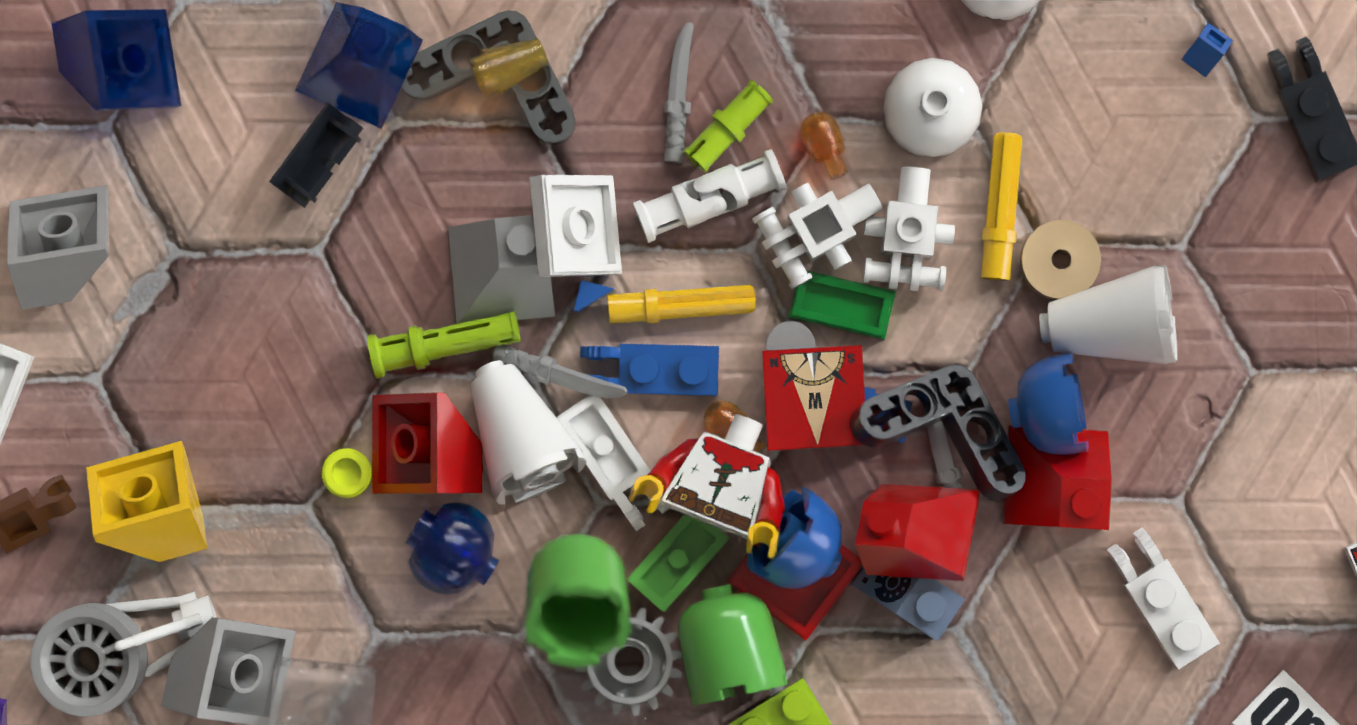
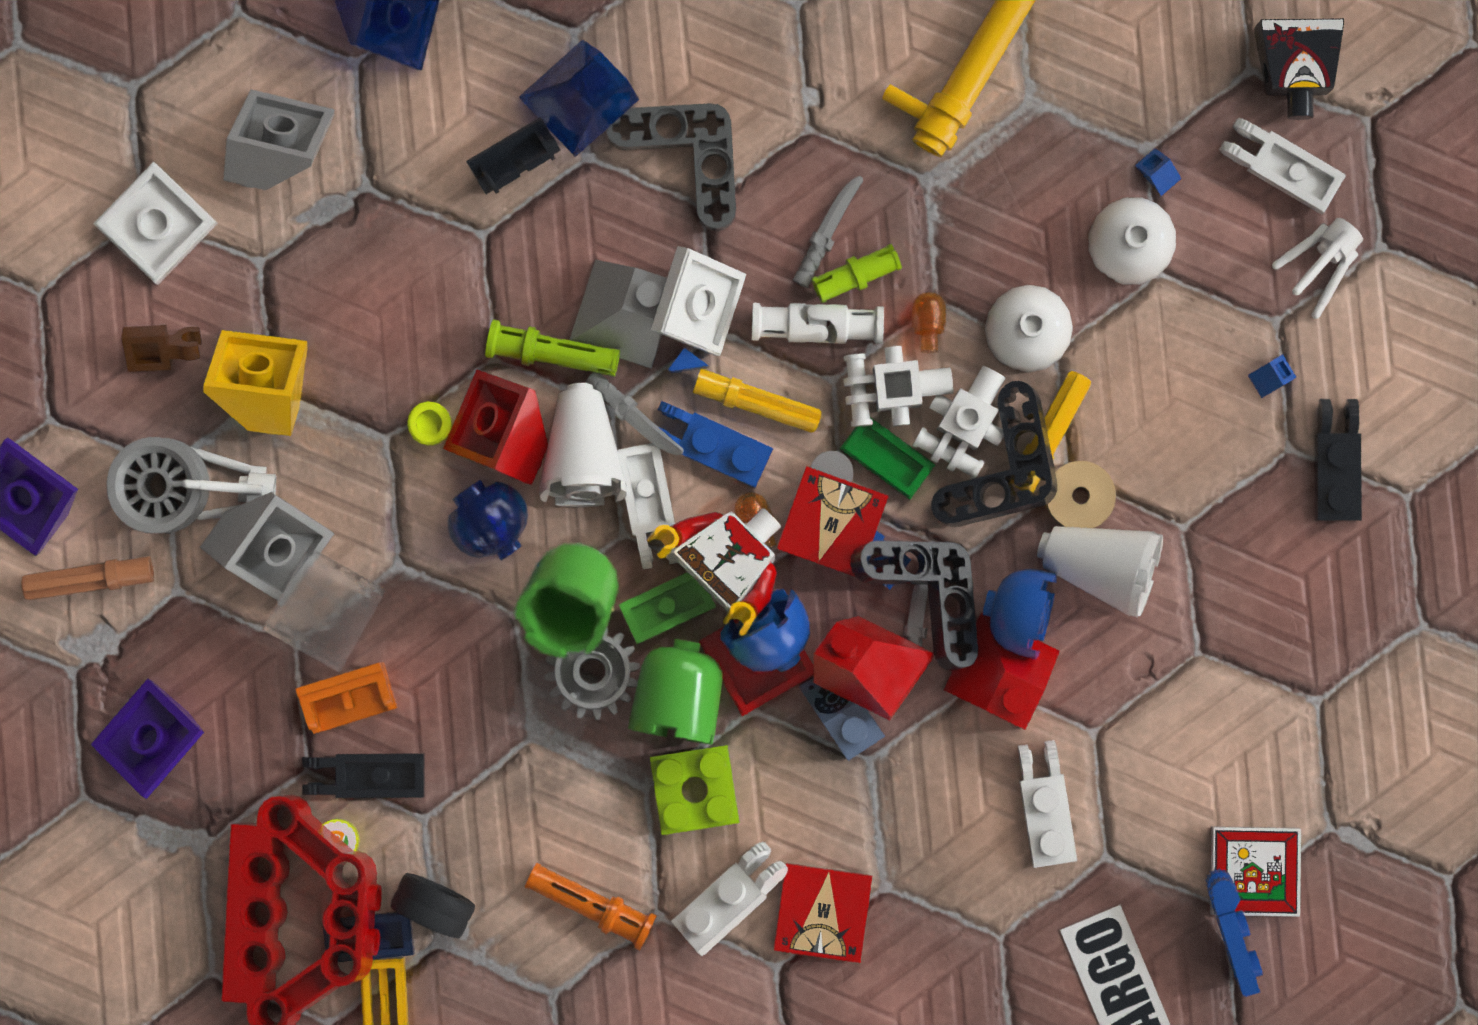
camera: 25 degrees right, 0 degrees up
(507, 65) = (698, 148): clear yellow cone -> none
(987, 255) = (1021, 466): none -> black beam

